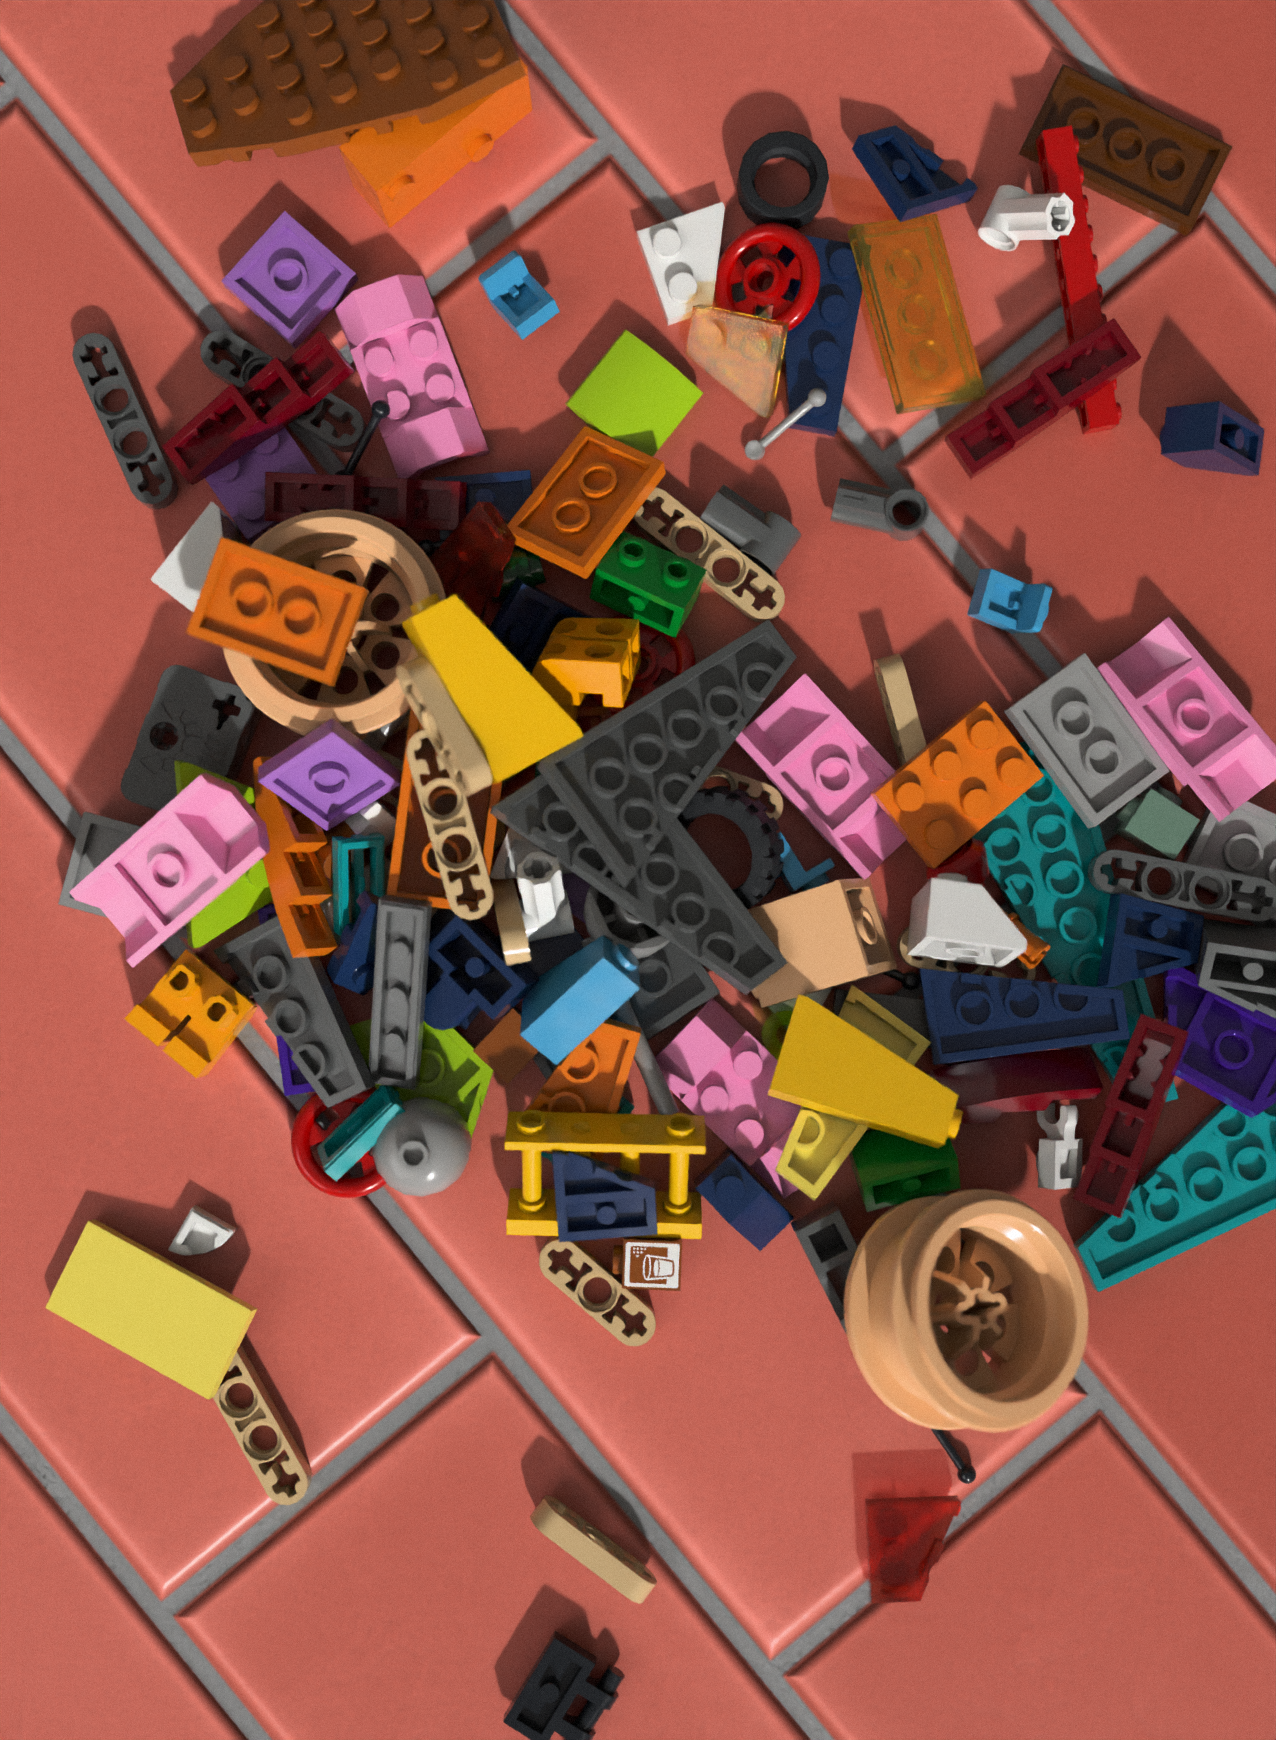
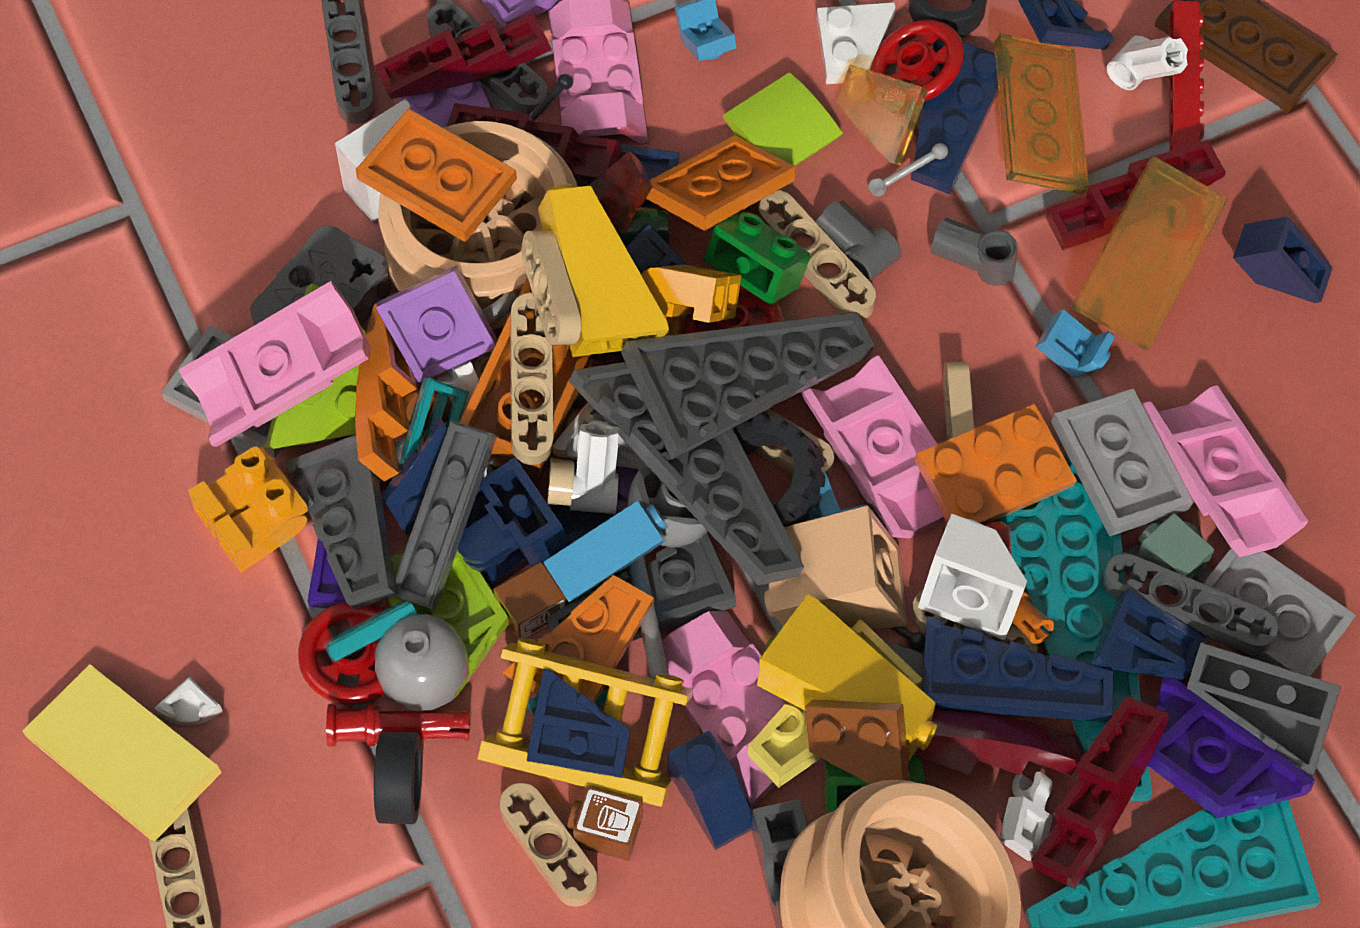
camera: 15 degrees right, 25 degrees down
(392, 1213) = (369, 722): none -> red pin
(433, 1275) = (397, 777): none -> black tyre
(892, 1152) = (860, 738): none -> dark orange wing
(1073, 475) = (1149, 253): none -> clear yellow tile

